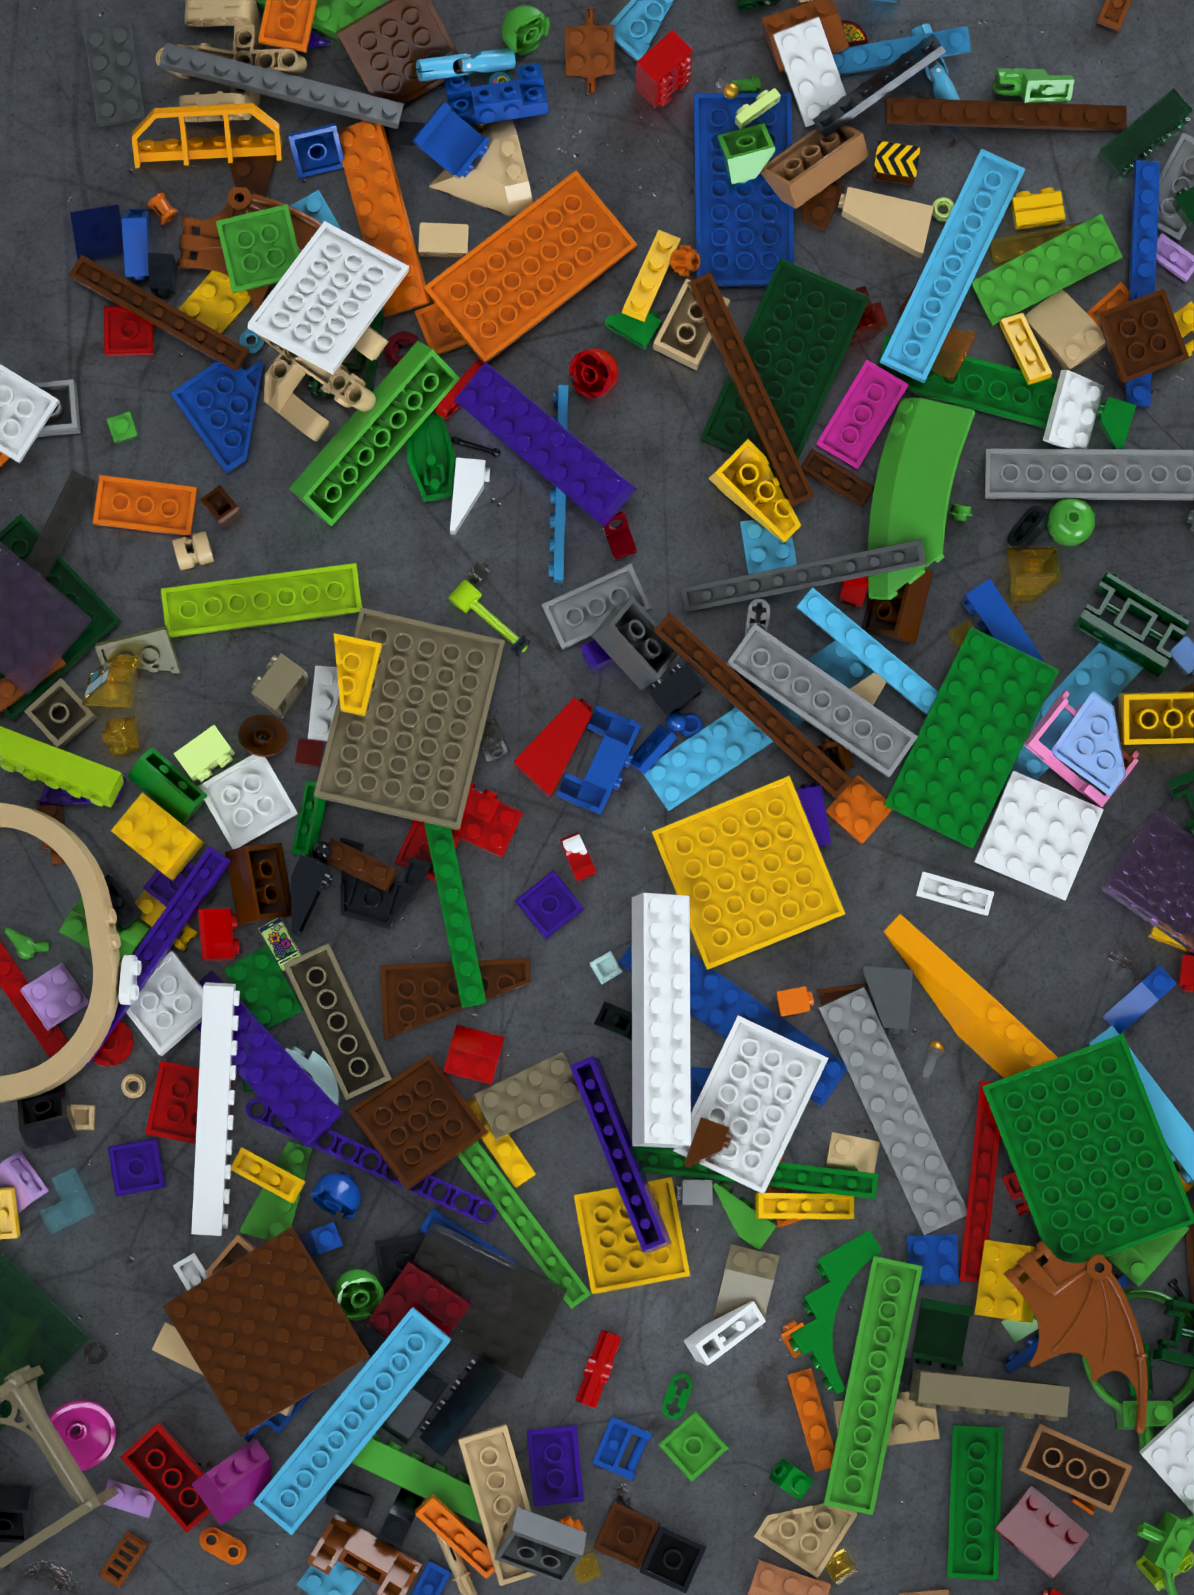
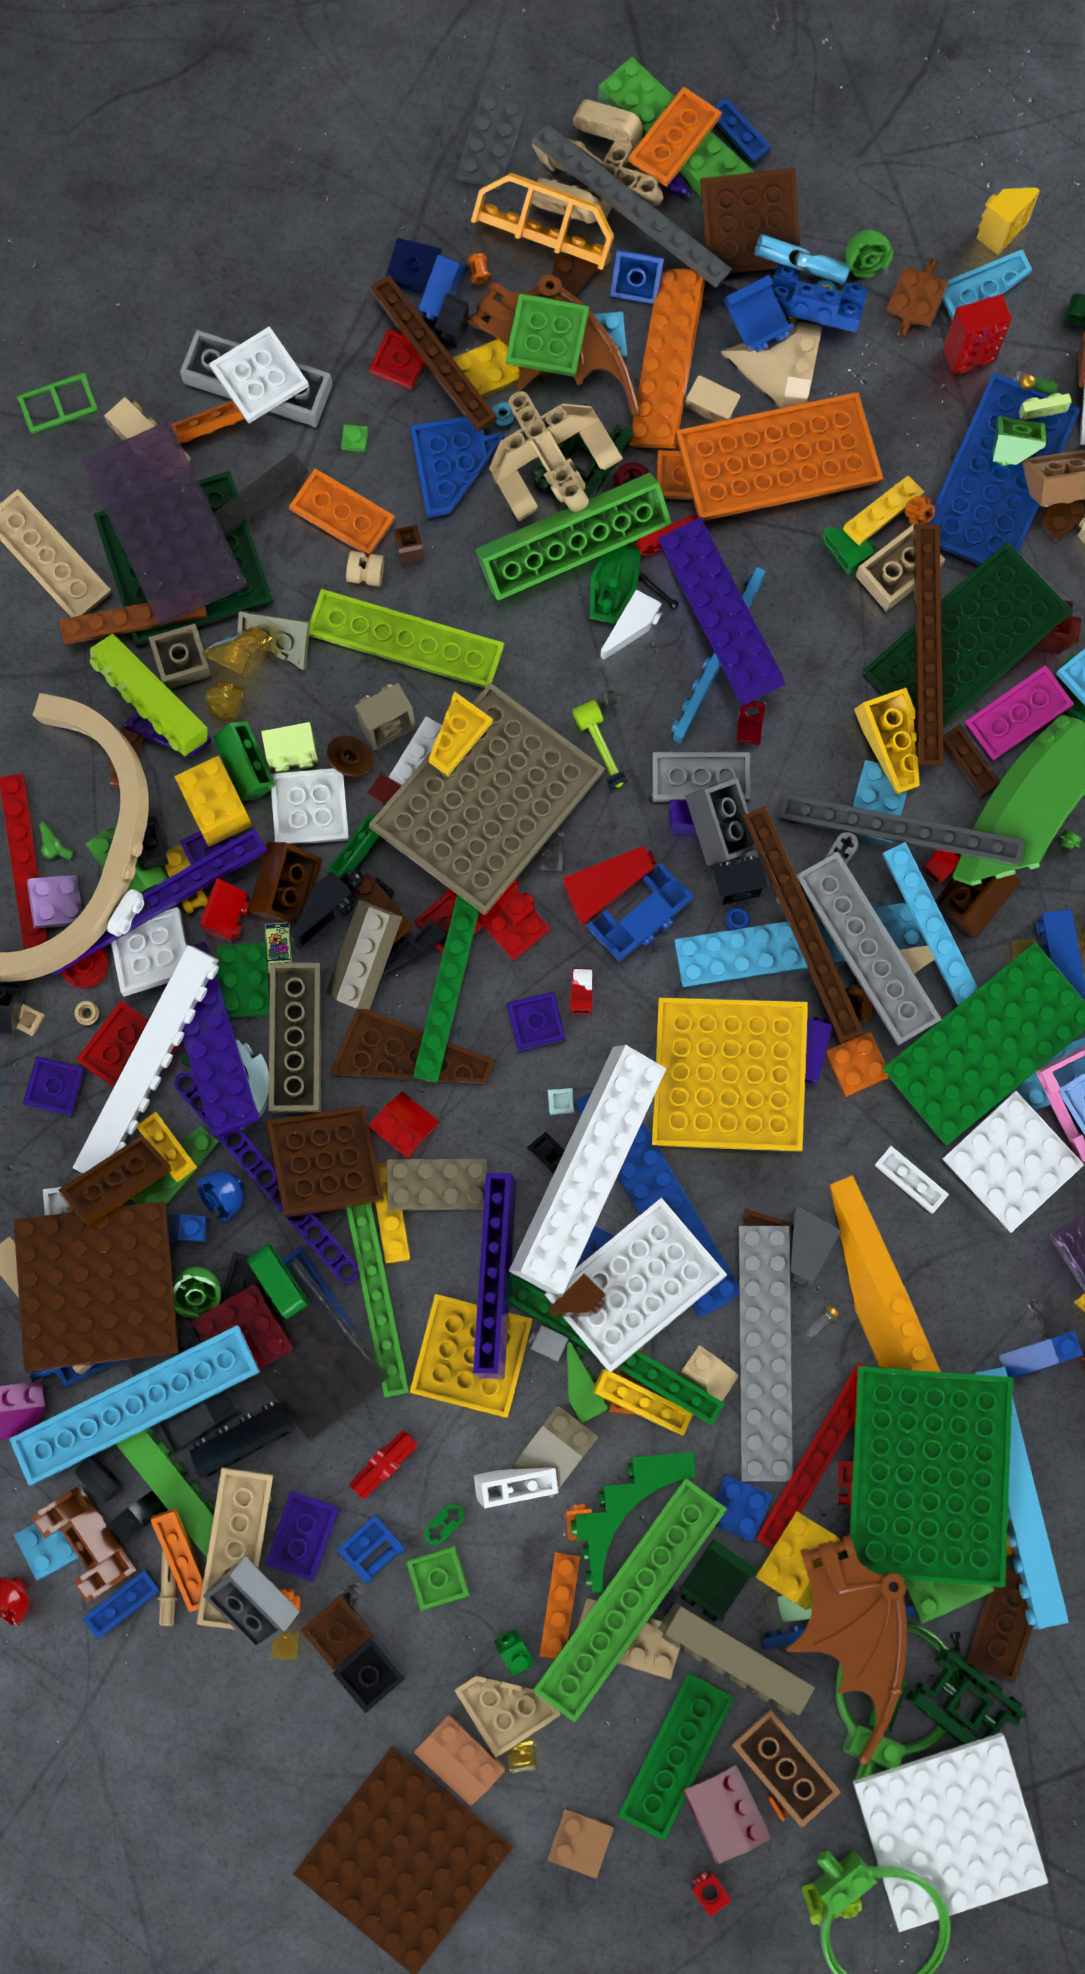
camera: 25 degrees right, 5 degrees down
(238, 1228) = (115, 1180): none -> reddish brown plate
(328, 297) = (586, 396): white plate -> none
(364, 918) = (363, 955): none -> dark tan slope
(428, 1250) = (277, 1281): none -> green beam
(594, 372) = (793, 570): red cylinder -> none
(657, 743) = (701, 921): blue plate -> none
(794, 1001) = (719, 1209): orange brick -> none

